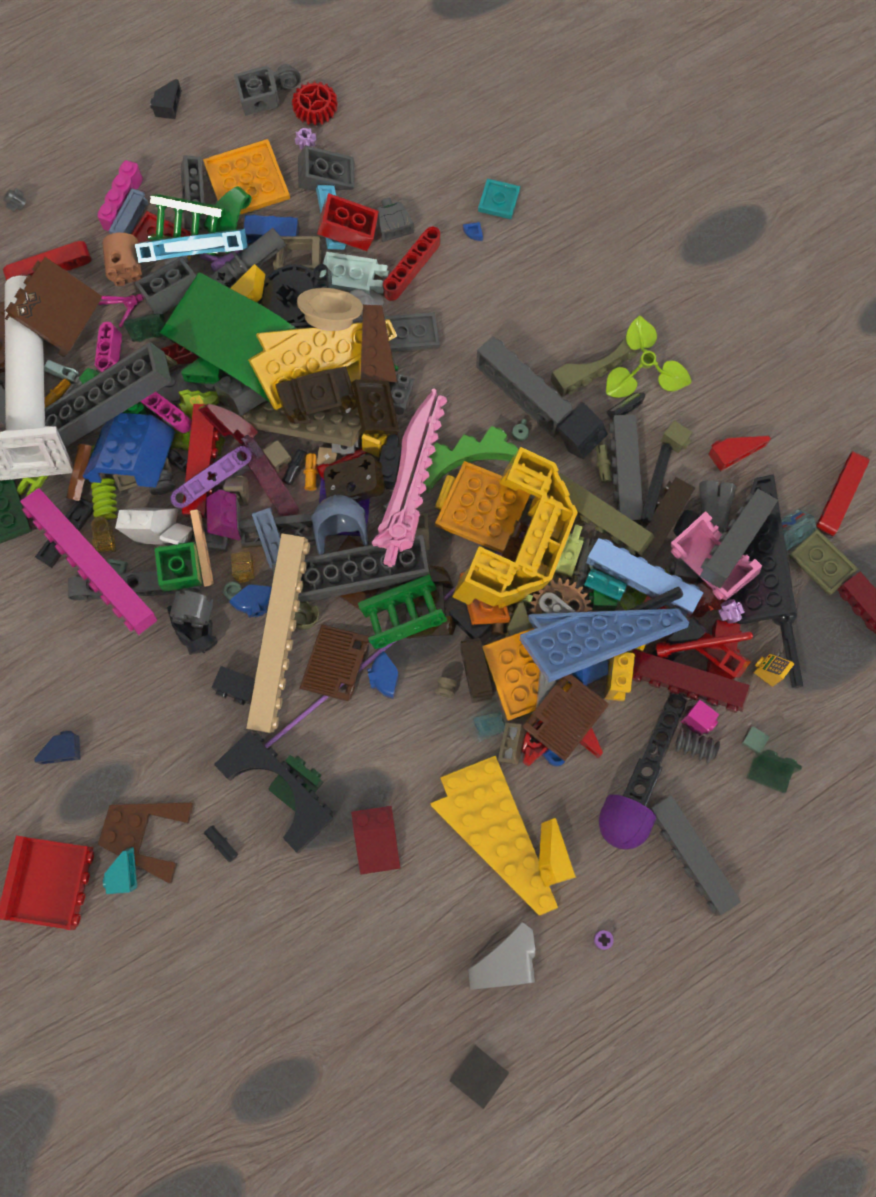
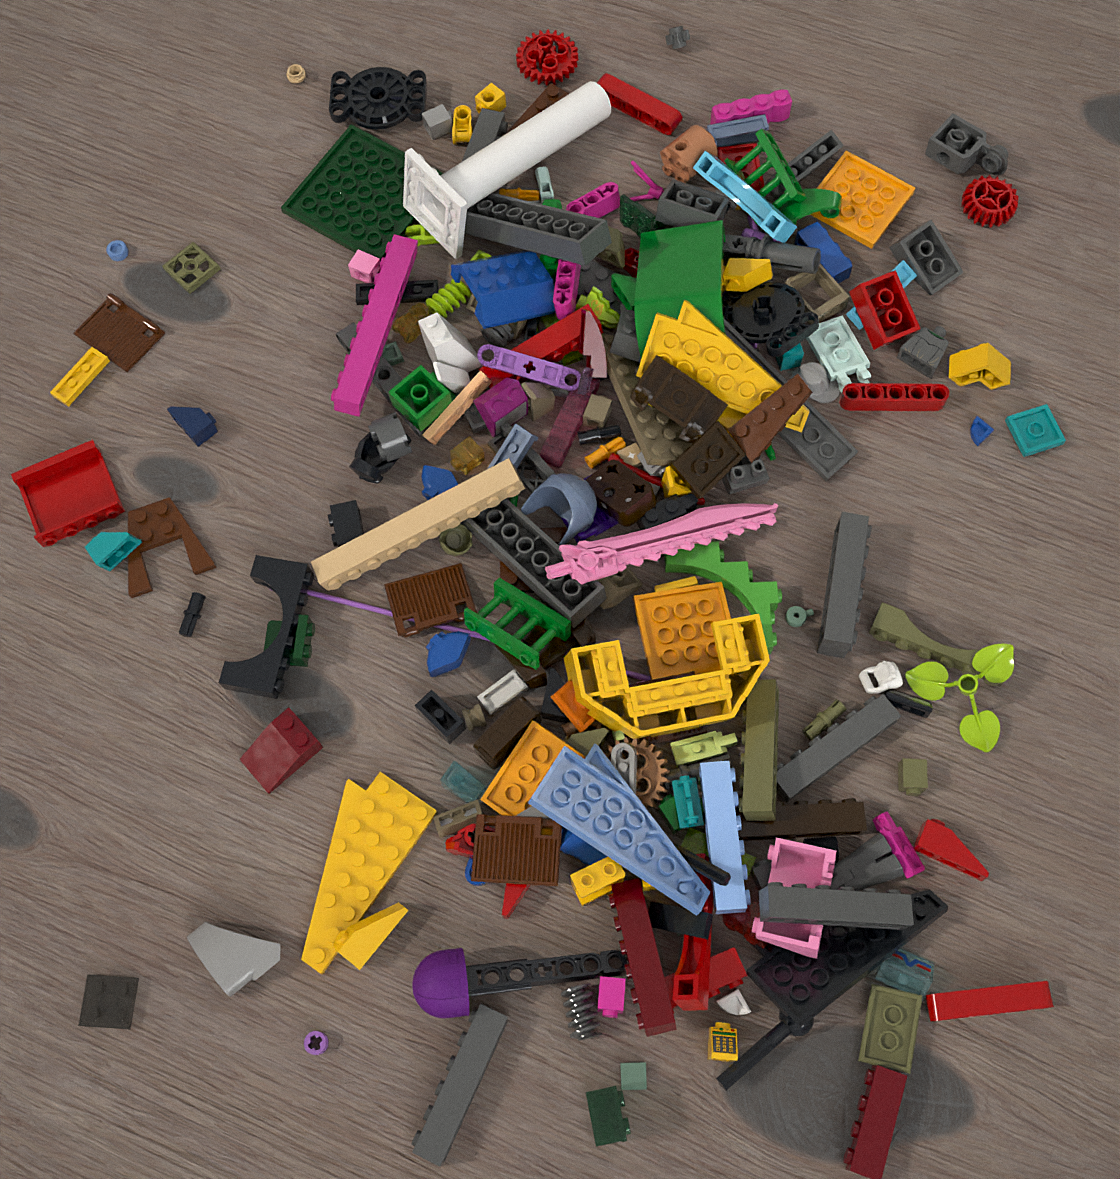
camera: 60 degrees right, 5 degrees down
(27, 541) = (364, 267): none -> bright pink brick
(54, 305) = (595, 131): reddish brown panel -> none
(77, 479) = (445, 268): dark orange tile -> none
(166, 100) = (881, 82): black slope -> none
(231, 589) = (439, 461): sand green tile -> none
(305, 137) = (944, 218): lavender gear -> none
(329, 308) = (769, 347): tan piece -> none
(431, 195) = (980, 364): none -> yellow brick
(431, 709) = (440, 717): none -> black brick
(439, 657) = (502, 692): none -> white tile
(581, 431) = (839, 672): black slope -> none
(602, 405) = (886, 675): none -> white piece
(656, 483) = (842, 786): black axle -> none
(665, 649) = (660, 910): red piece -> none
(697, 475) = (899, 845): none -> dark pink hinge
(731, 611) = (751, 954): lavender gear -> none
(748, 647) = (734, 1003): none -> white tile

